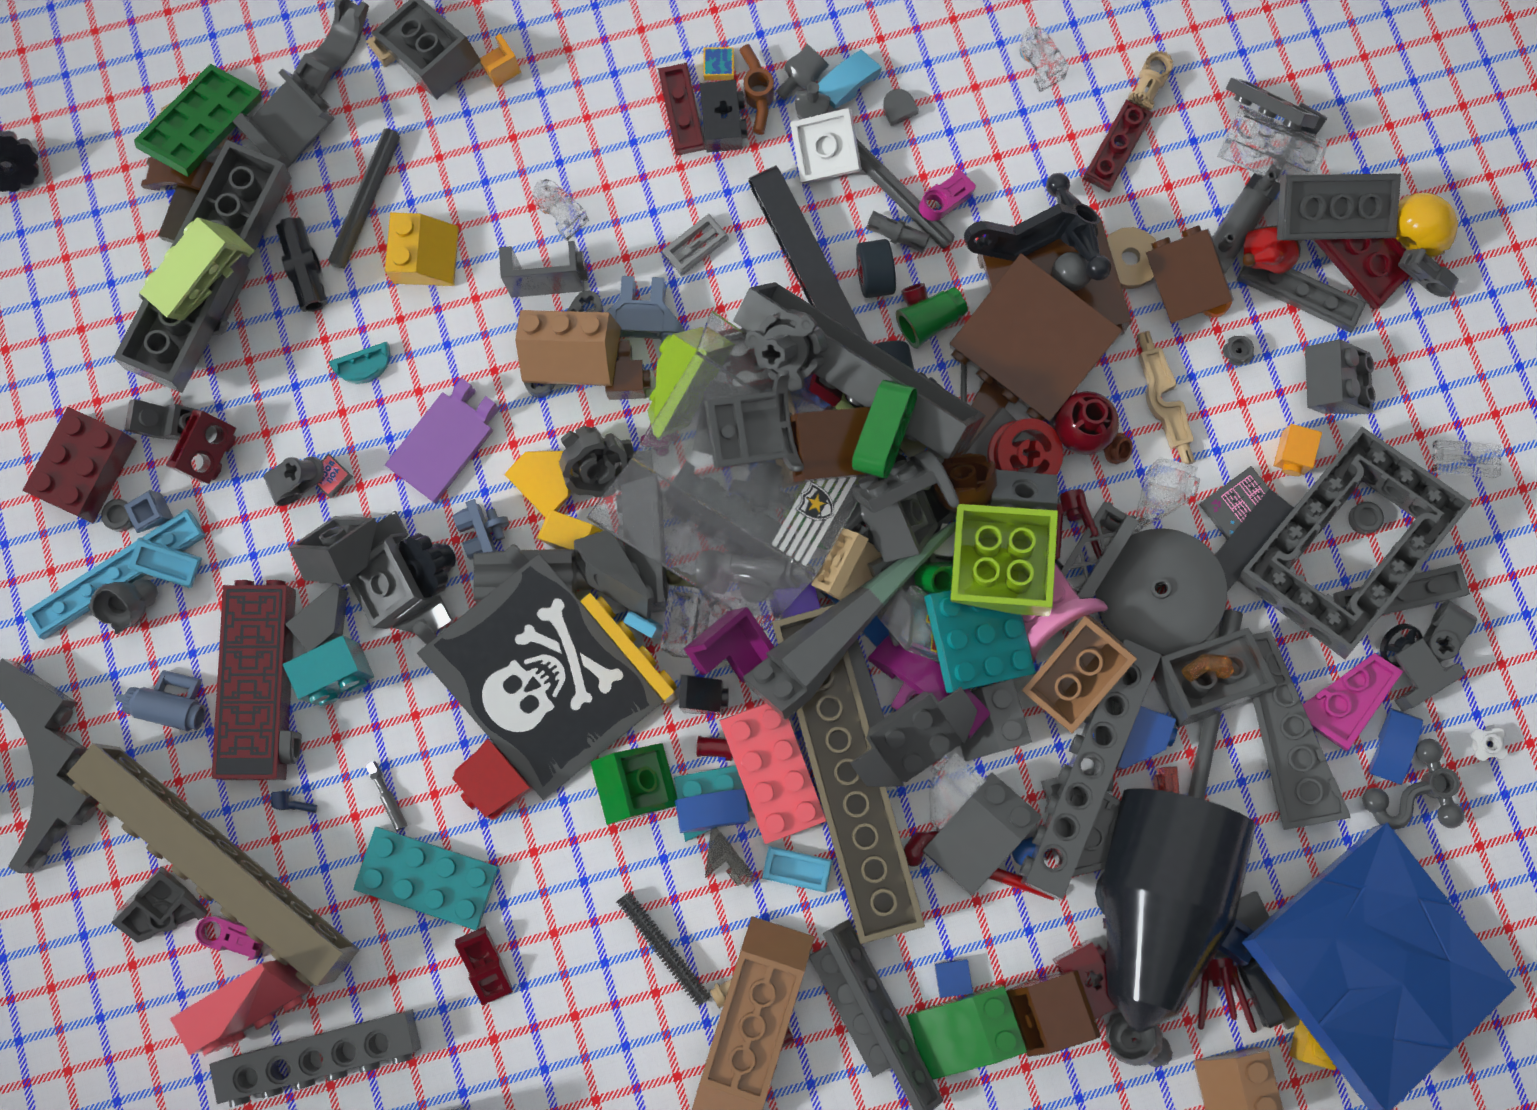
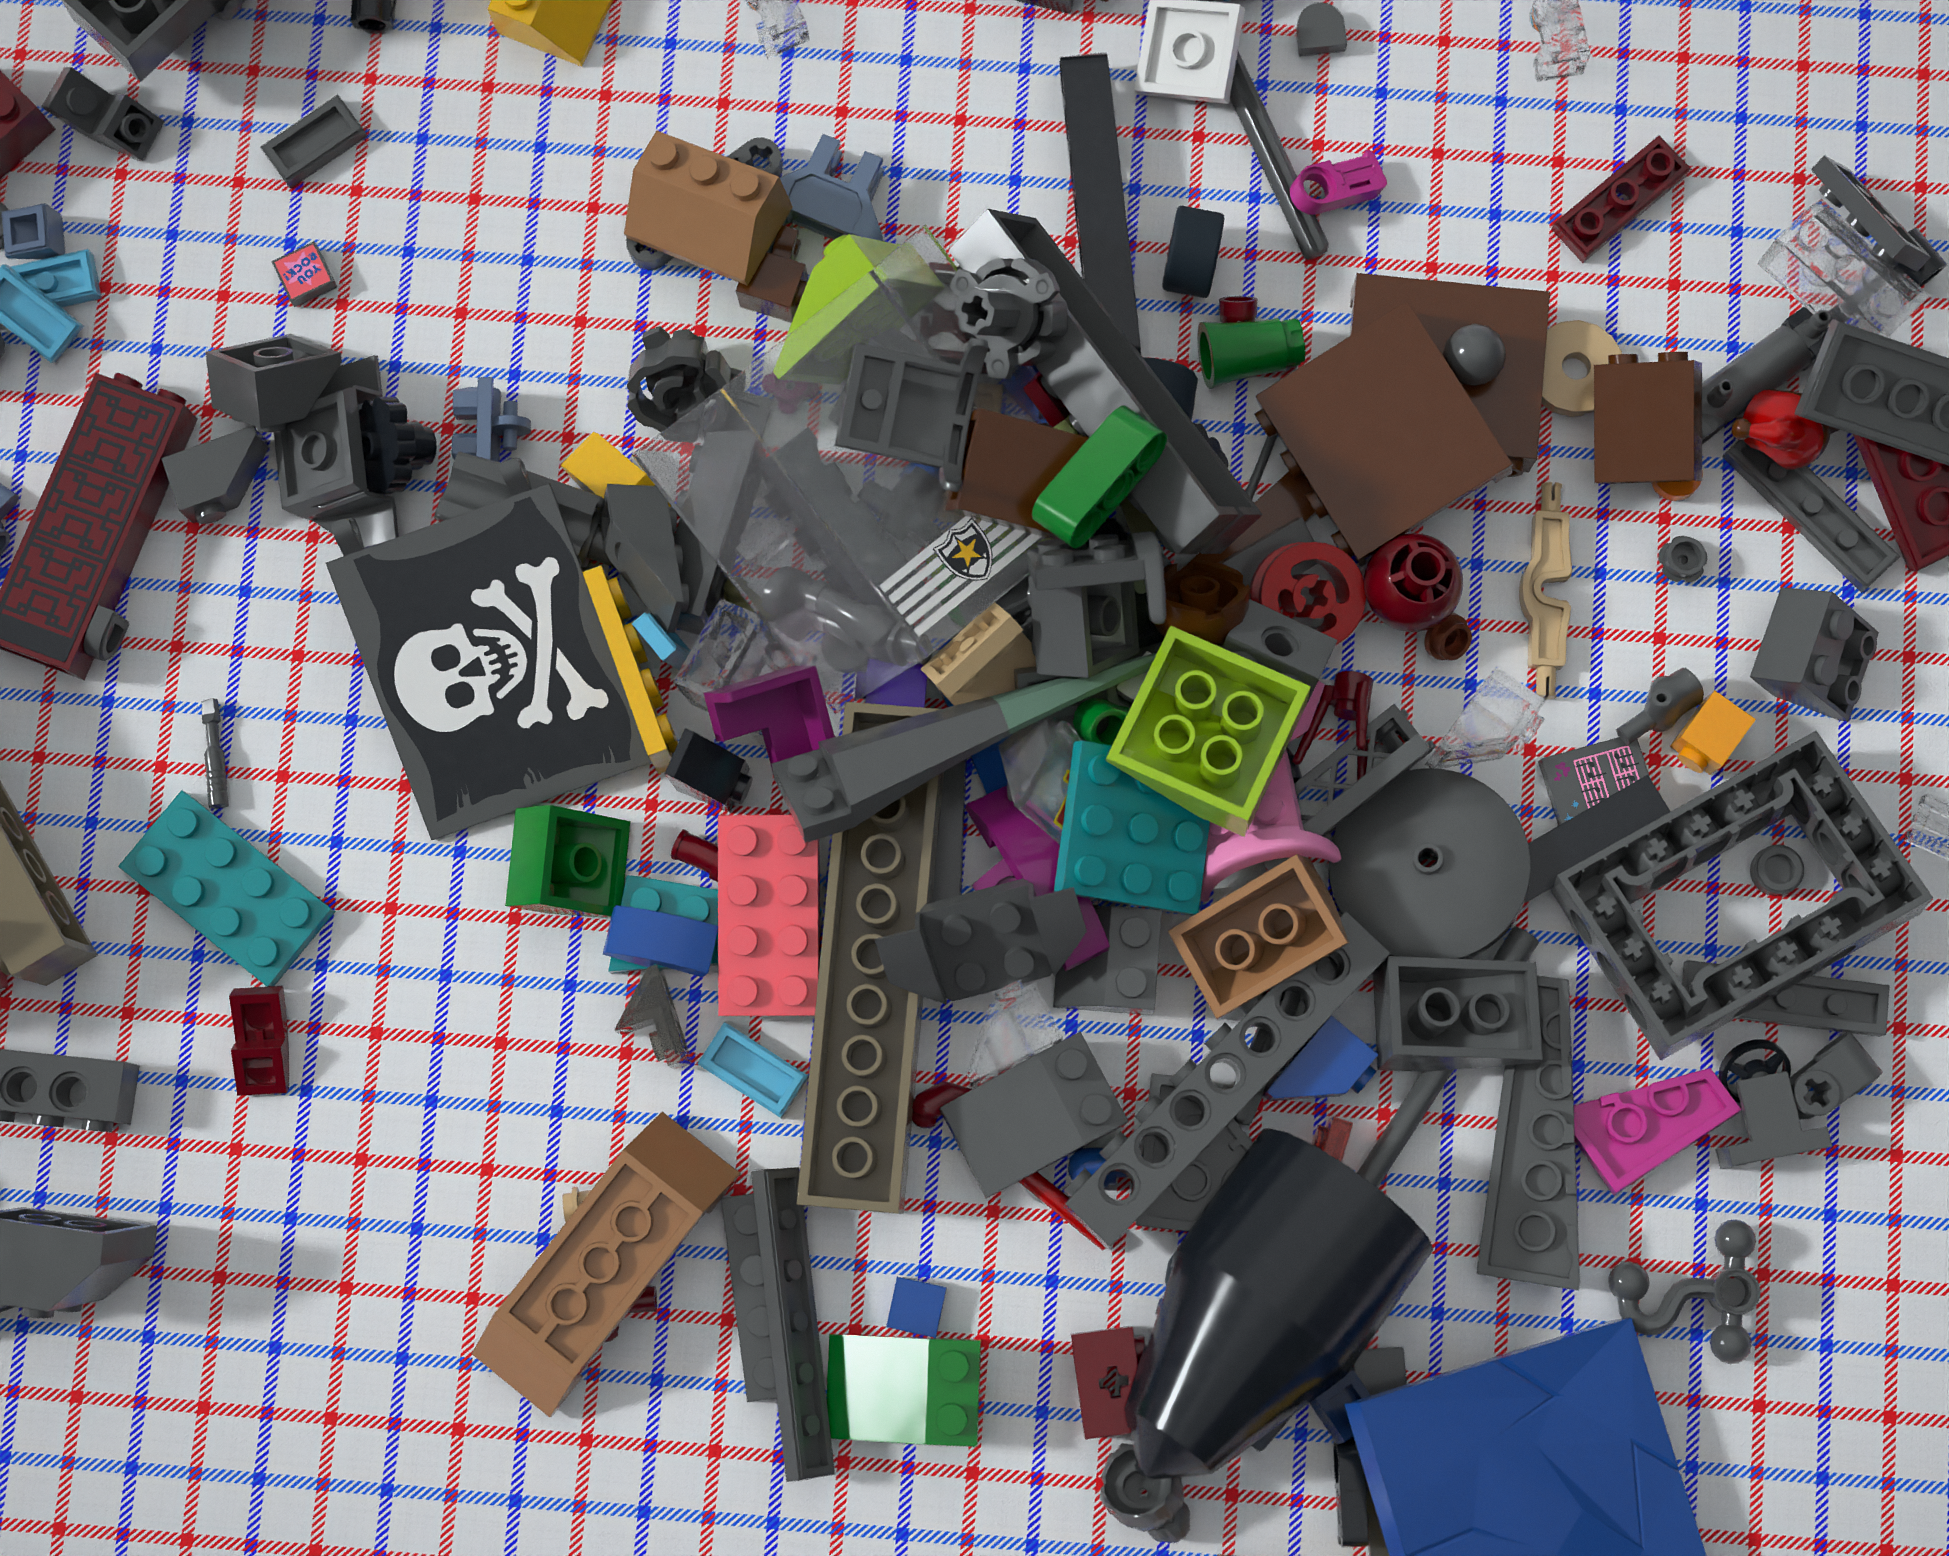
camera: 20 degrees right, 0 degrees up
(194, 442) = (131, 158): dark red brick -> none
(281, 801) = (65, 707): dark blue hand -> none
(293, 479) = (250, 259): dark grey piece -> none
(304, 391) = (314, 141): none -> dark grey tile
(329, 671) = (197, 546): teal brick -> none
(362, 365) = (411, 133): teal tile -> none
(443, 441) = (482, 282): medium lavender tile -> none
(490, 781) = (365, 785): red torso -> none
(540, 479) = (596, 385): yellow slope -> none
(543, 280) = (707, 100): dark grey panel -> none
(666, 952) = (519, 1112): dark grey axle -> none
(703, 252) = (953, 143): light grey tile -> none
(898, 231) = (1248, 211): dark grey pin -> none
(1053, 1013) = (1035, 1406): reddish brown slope -> none
(1066, 221) = (1494, 278): black piece -> none
(1151, 80) = (1706, 120): tan connector -> none
(1208, 662) = (1452, 988): clear orange arm -> none
(1225, 974) = (1304, 1444): dark red plant -> none
(1263, 440) = (1665, 704): none -> dark grey piece
(1396, 746) = (1690, 1215): blue slope -> none
(1479, 744) = (1815, 1262): white plate -> none

